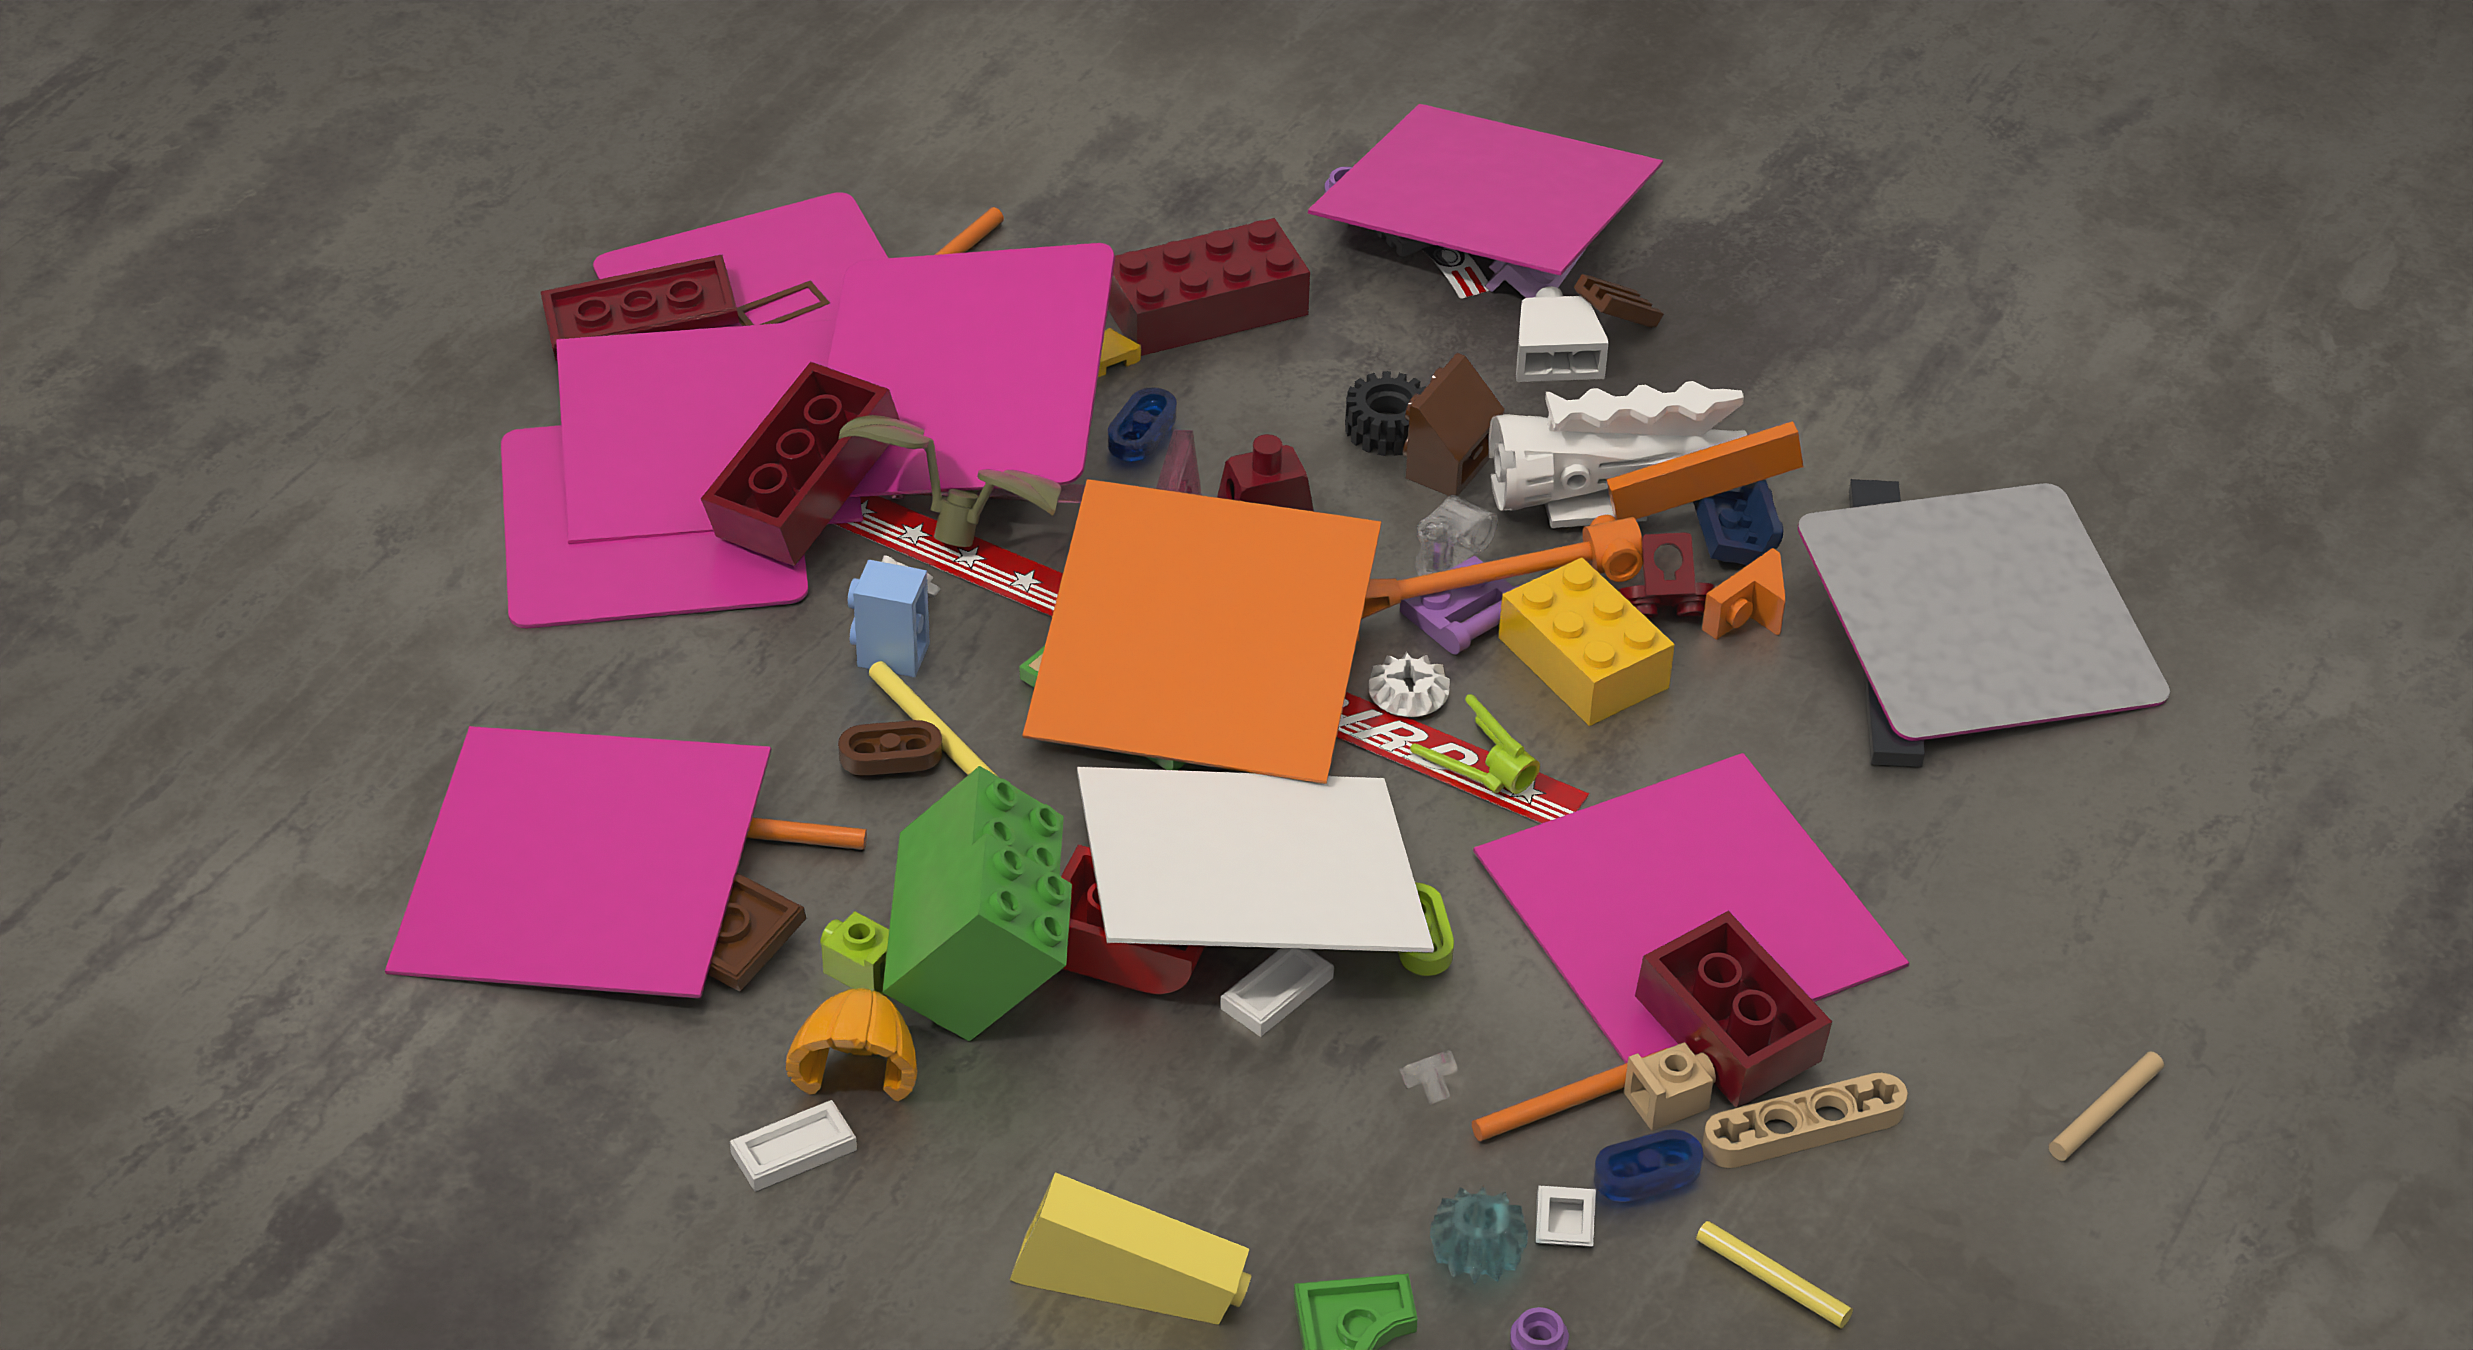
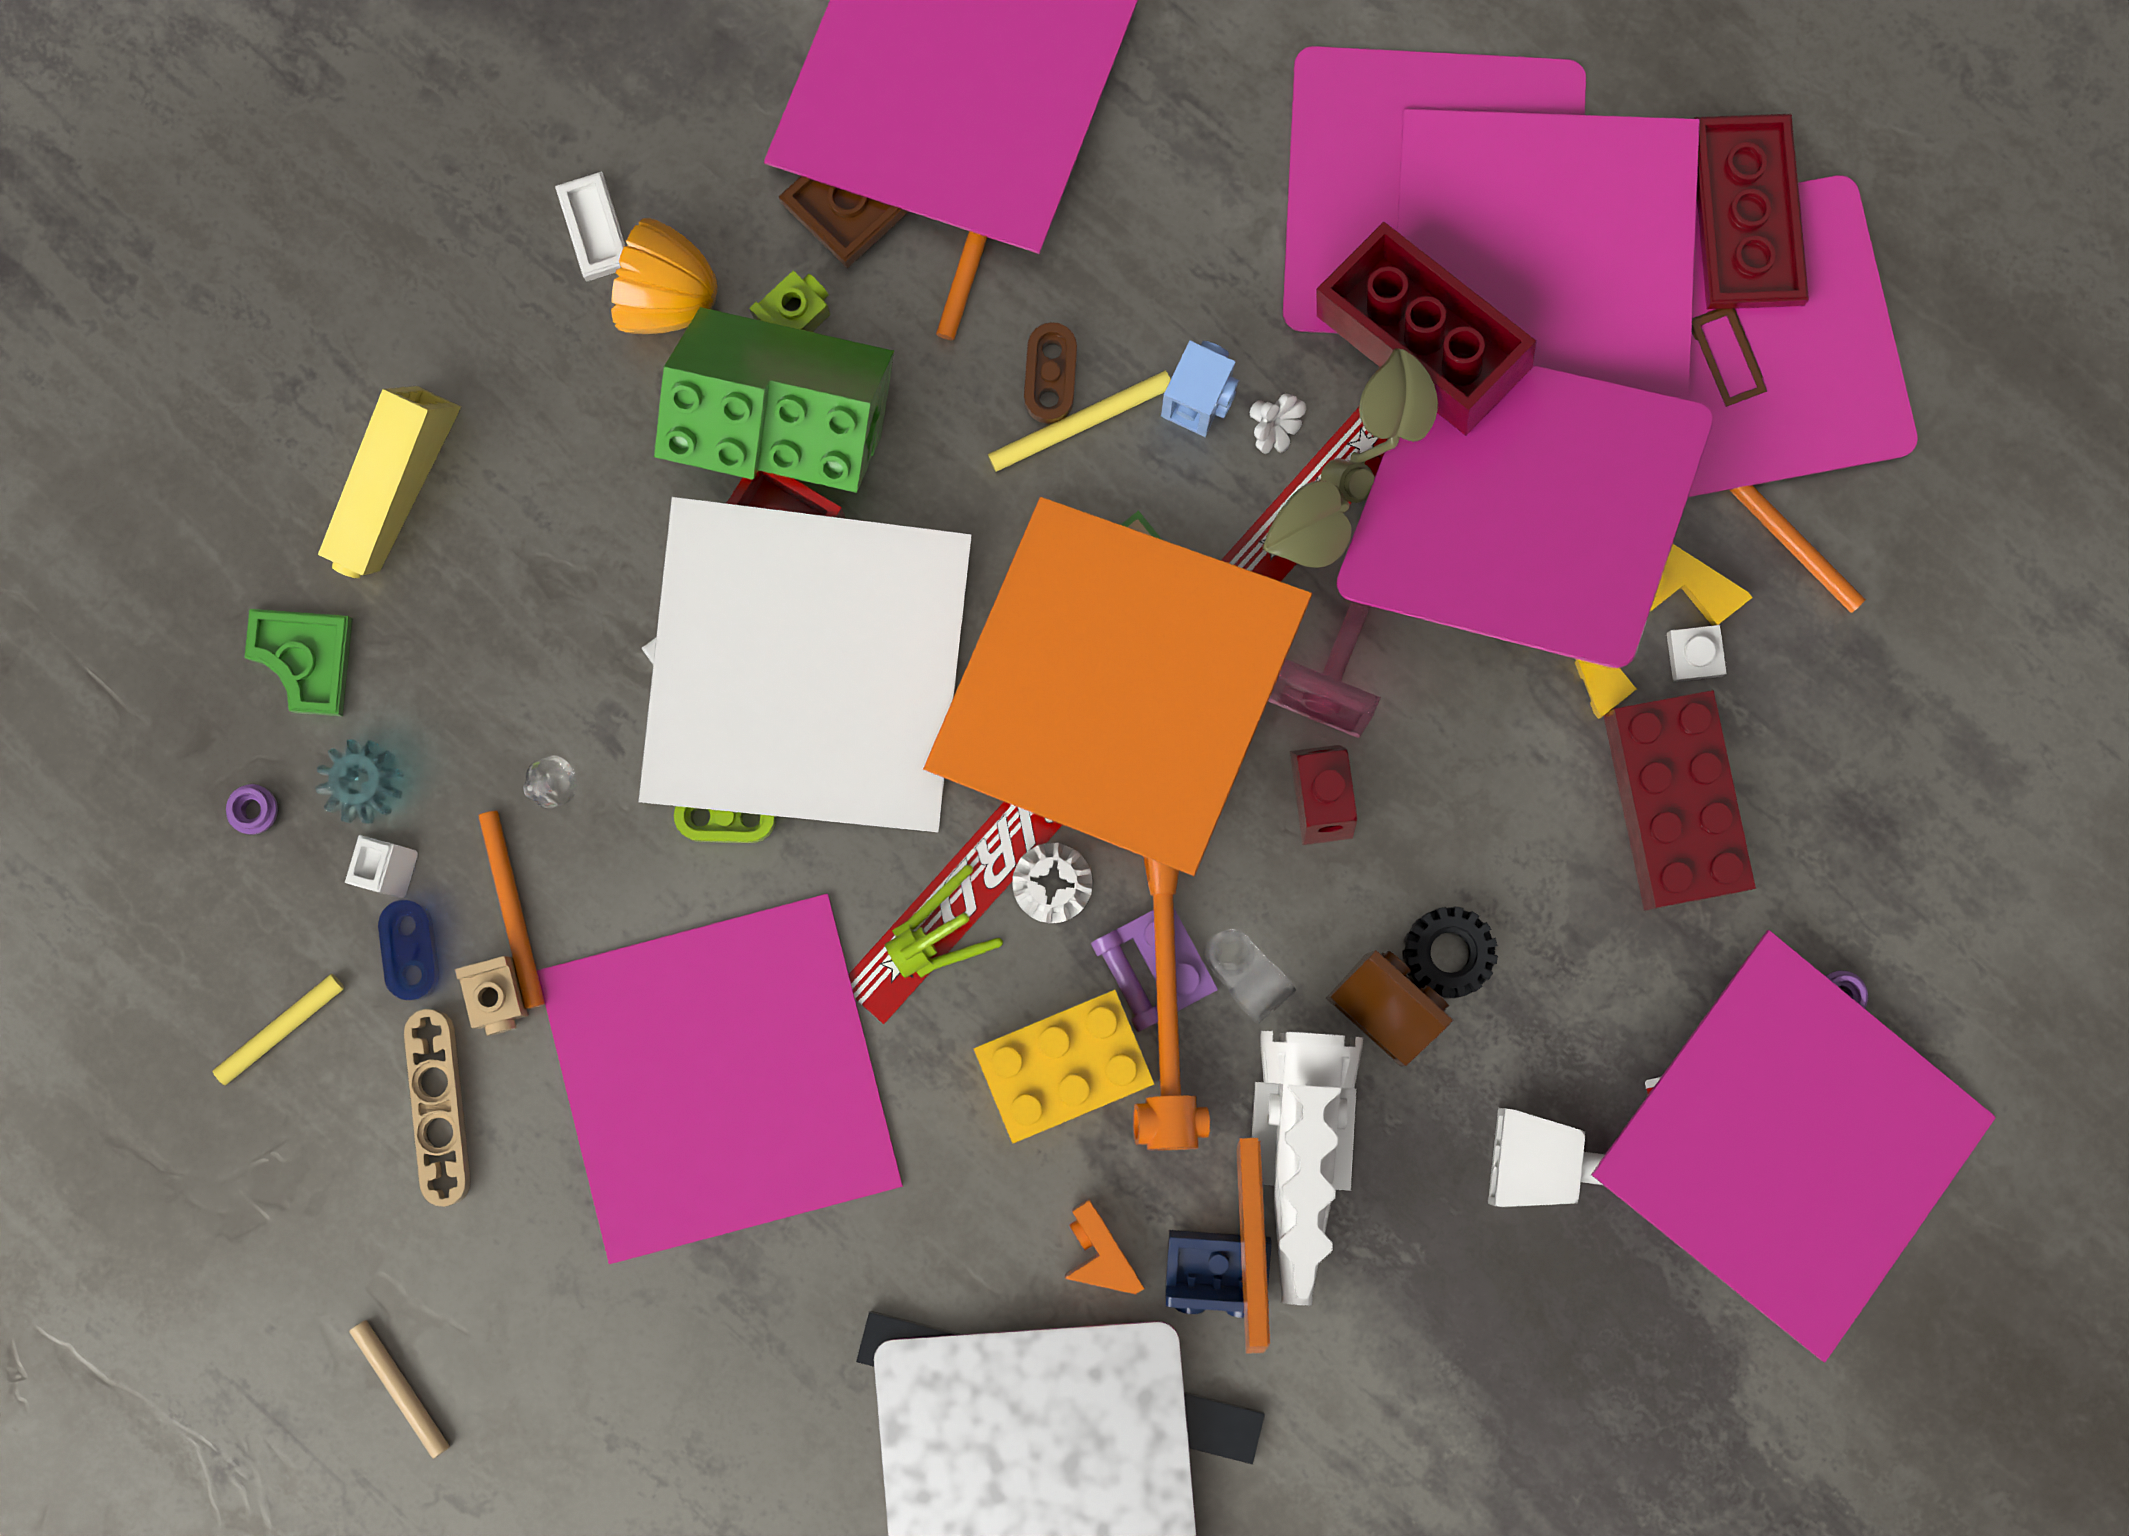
camera: 105 degrees right, 40 degrees up
(1142, 424) = (1477, 691): clear blue plate -> none
(1618, 301) = (1587, 1267): reddish brown tile -> none
(1679, 593) = (1119, 1169): dark red bracket -> none
(1734, 1006) = (545, 1068): dark red brick -> none

